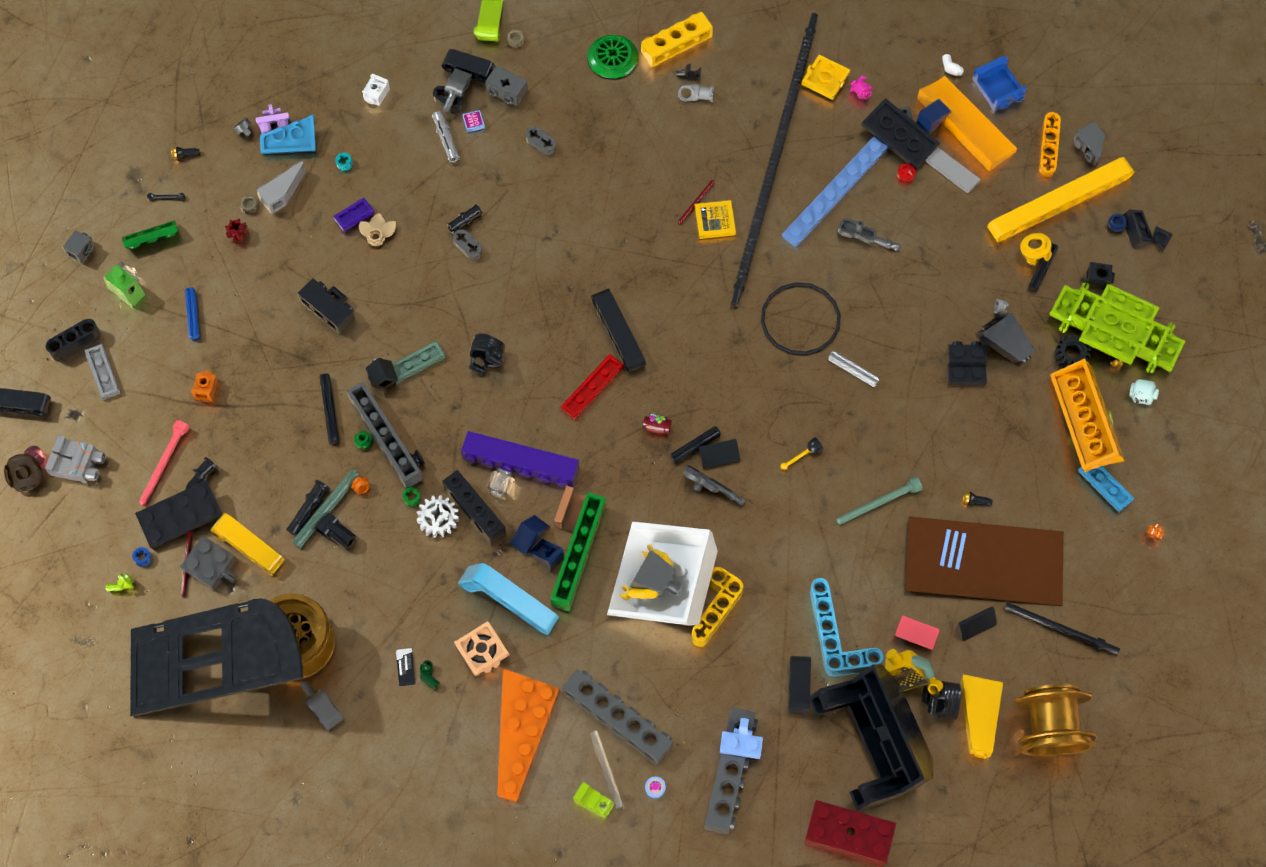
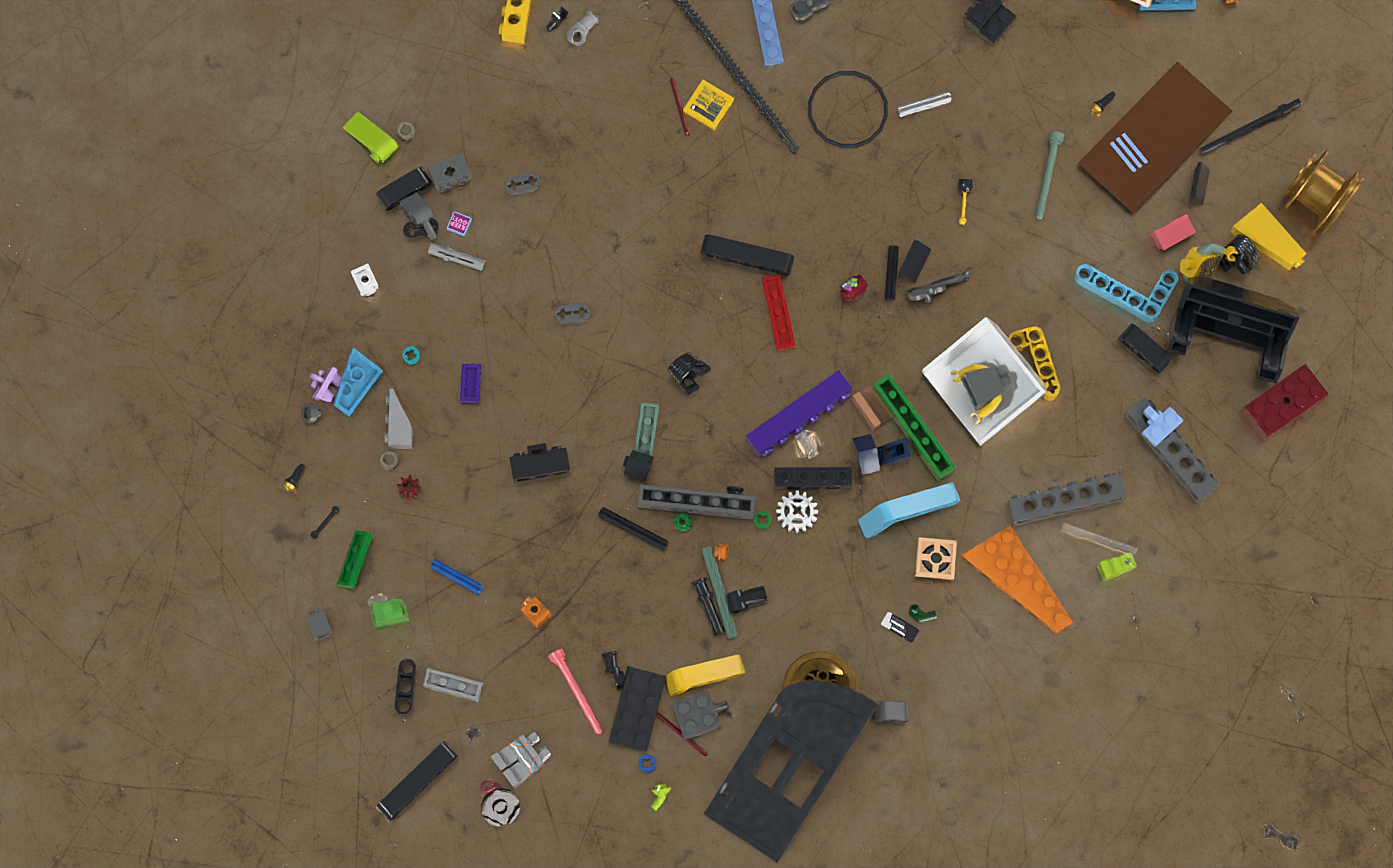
camera: 55 degrees left, 10 degrees up
(377, 228) = (497, 373): tan plate -> none
(464, 219) = (547, 299): black pin -> none
(614, 71) = (498, 82): green piece -> none
(655, 787) = (1140, 514): tile -> none

